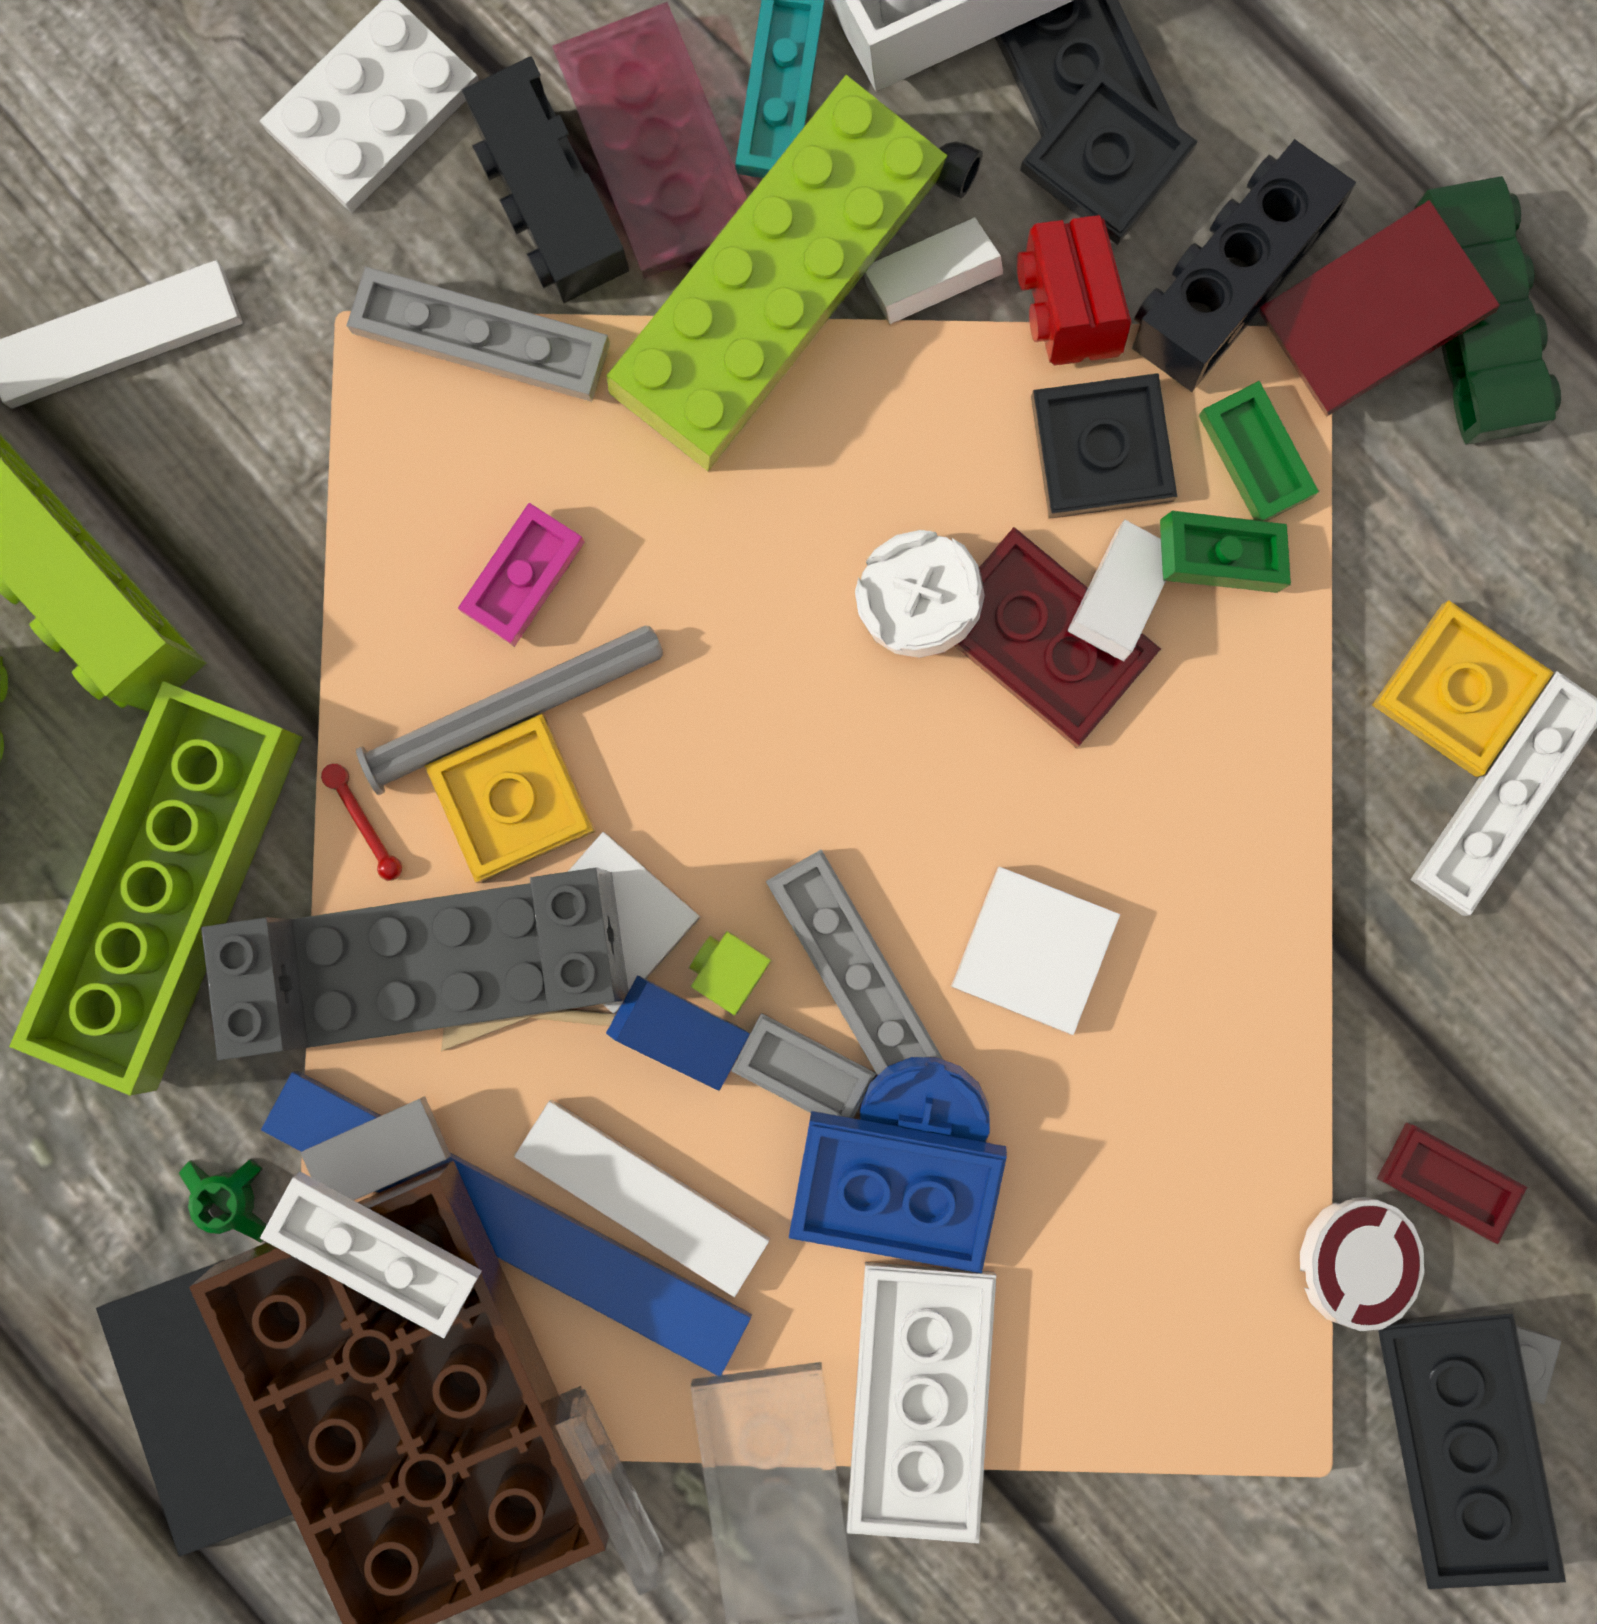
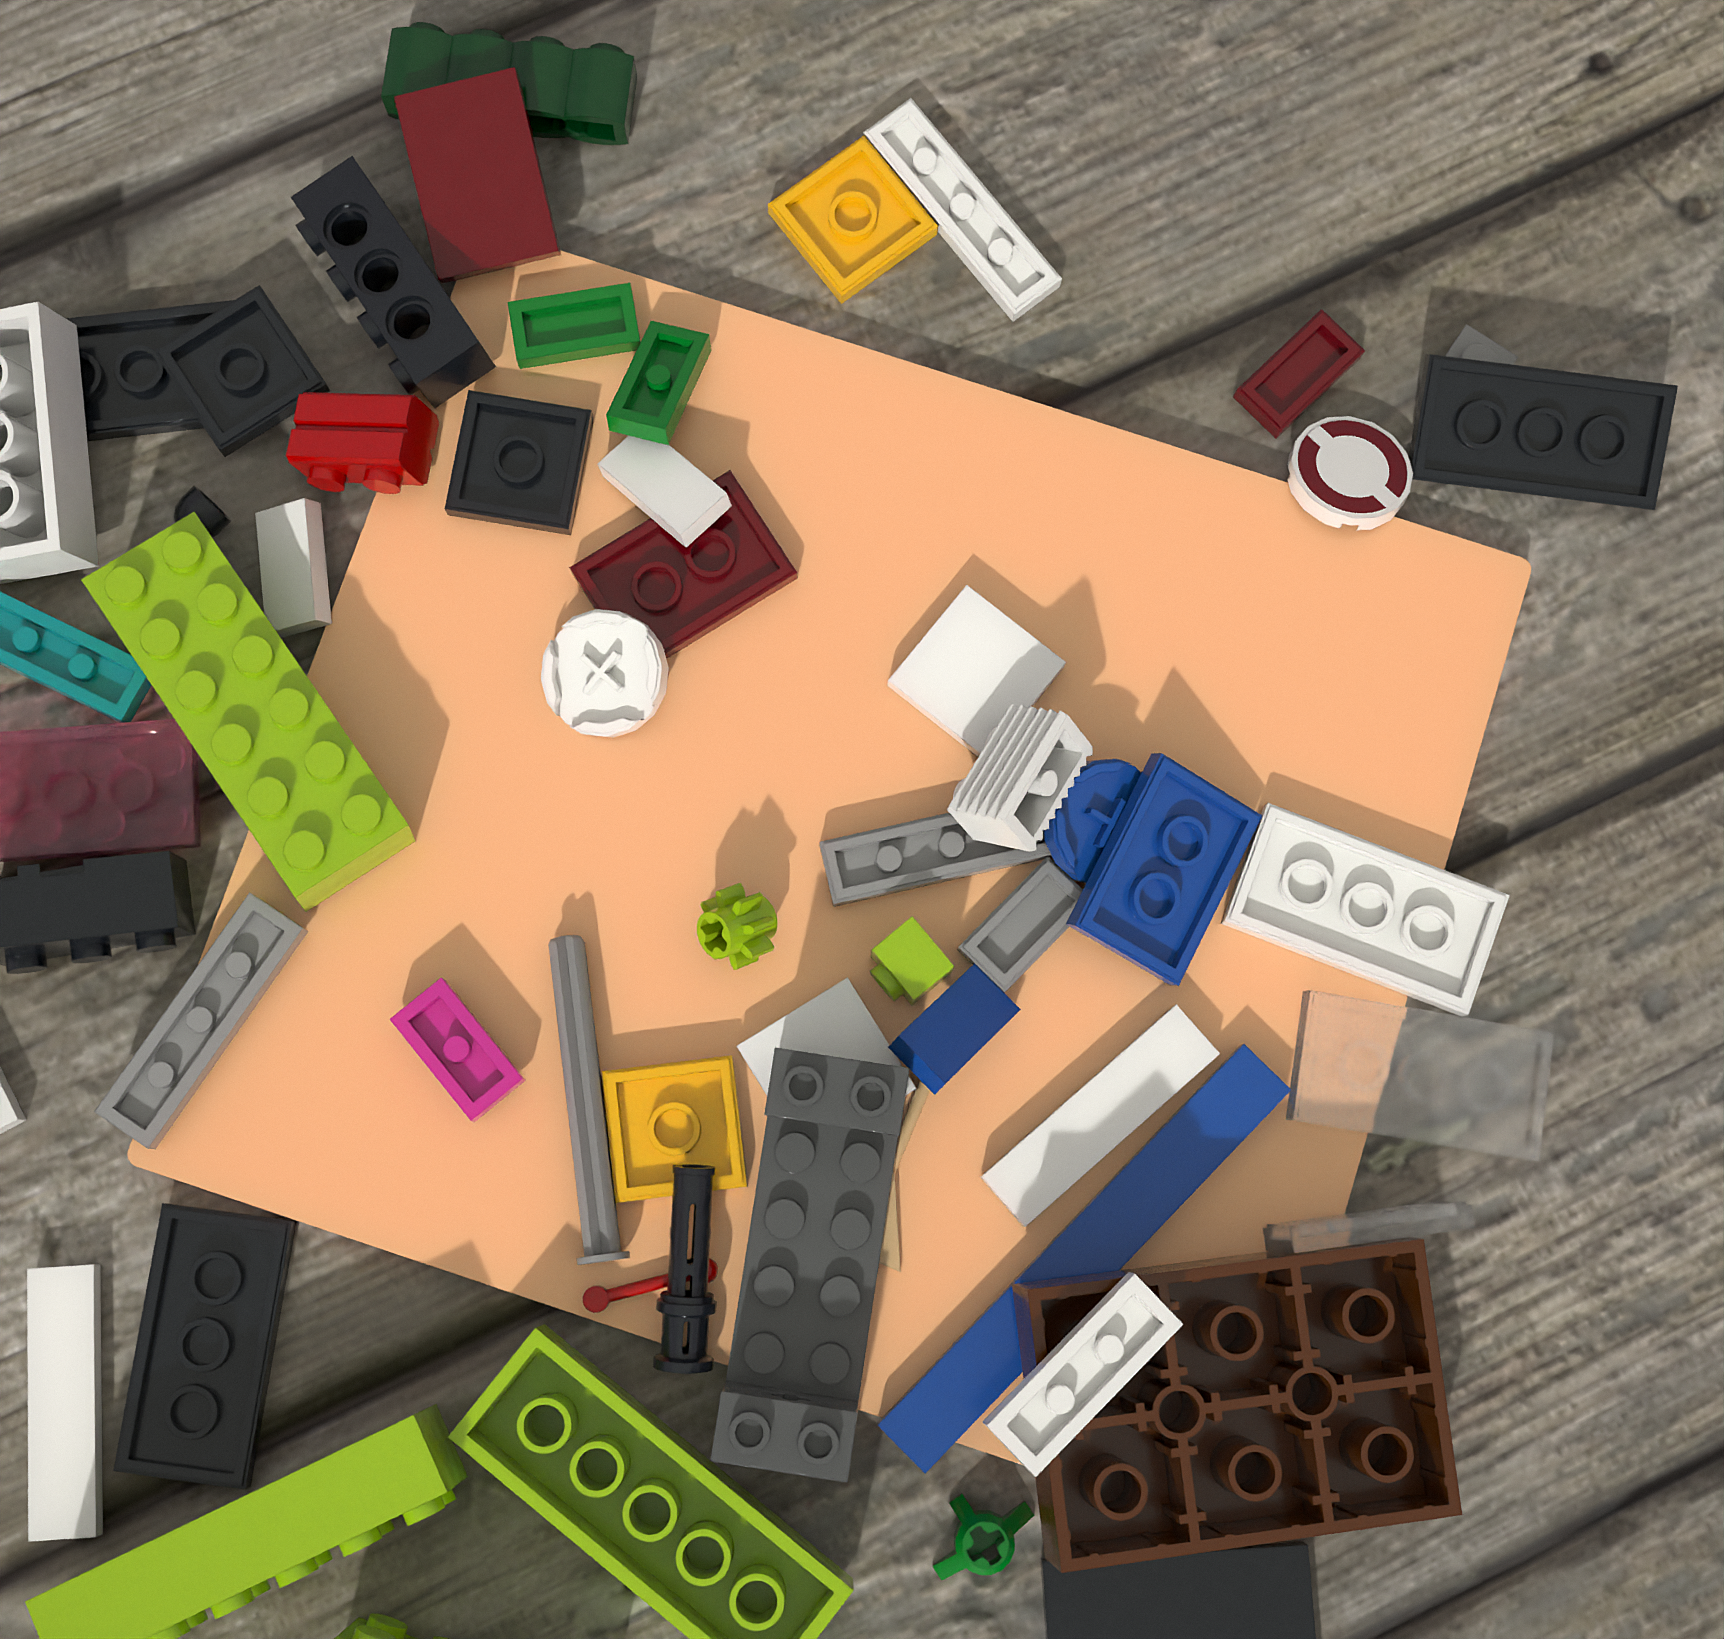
camera: 85 degrees left, 5 degrees down
(197, 440) = (205, 1346): none -> black tile
(349, 859) = (690, 1186): none -> black pin
(378, 1151) = (980, 1354): light grey tile -> none
(713, 796) = (737, 926): none -> lime gear
(938, 1024) = (1020, 777): none -> white brick

